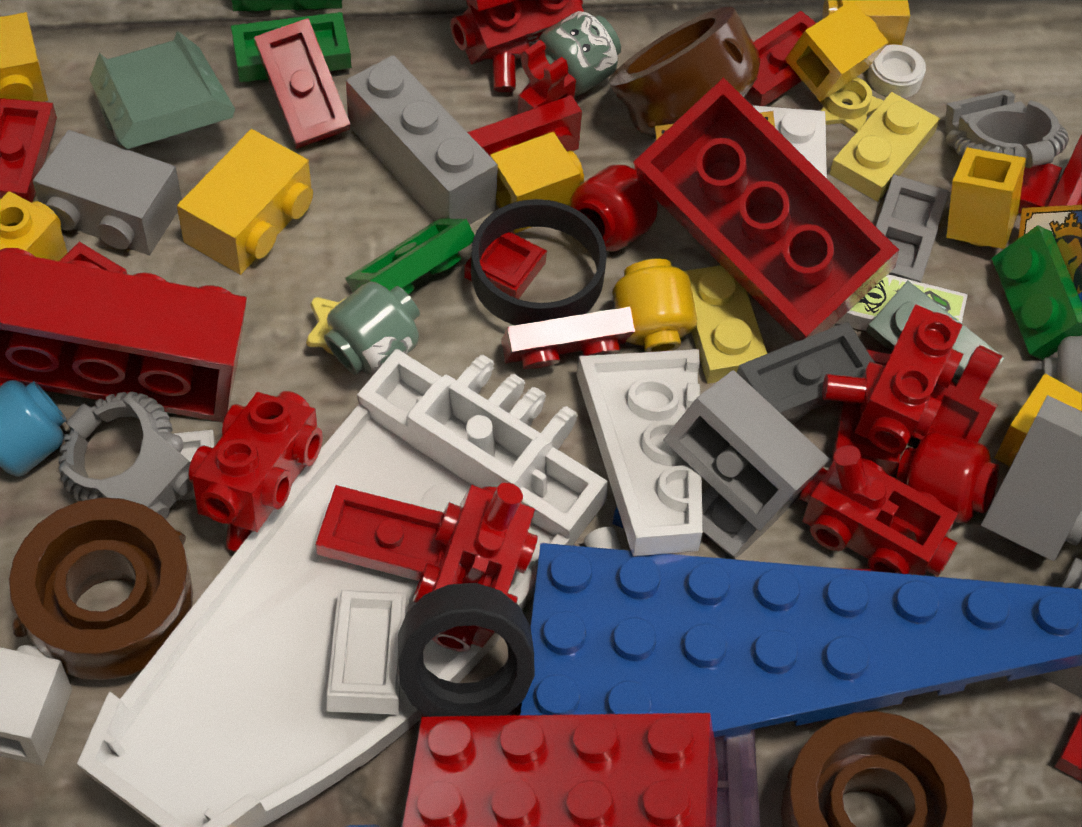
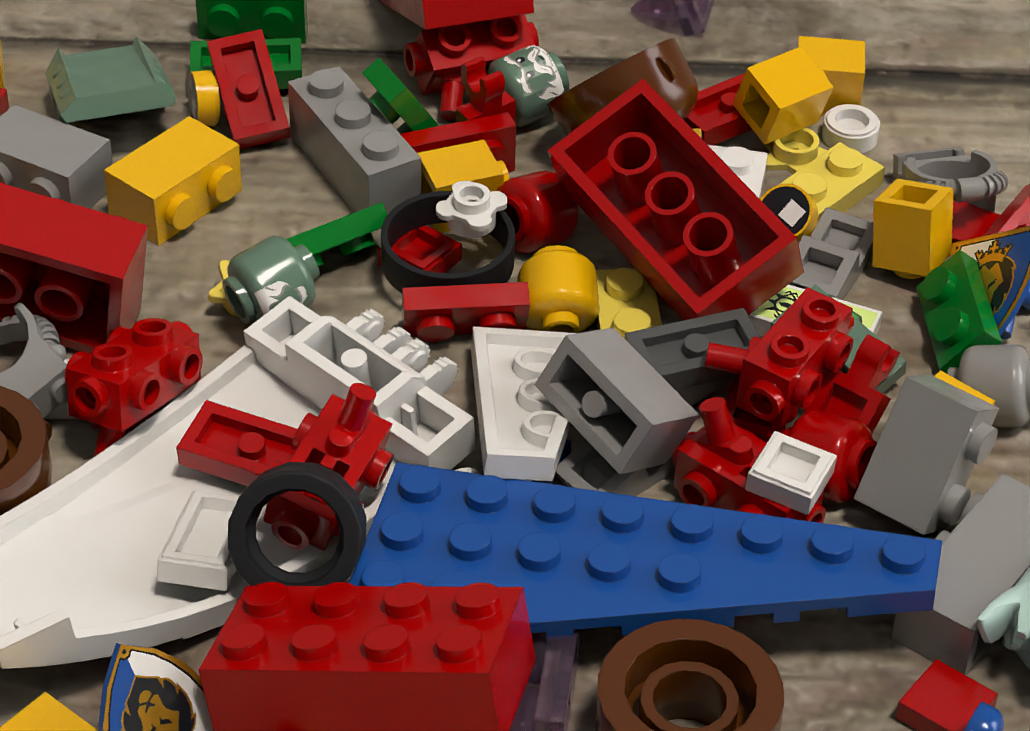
camera: 10 degrees right, 15 degrees down
(256, 95) = (204, 97): none -> yellow tile
(462, 97) = (396, 100): none -> green plate
(556, 237) = (471, 209): none -> white plate
(861, 183) = (793, 208): none -> tile
(928, 518) = (791, 472): none -> white tile

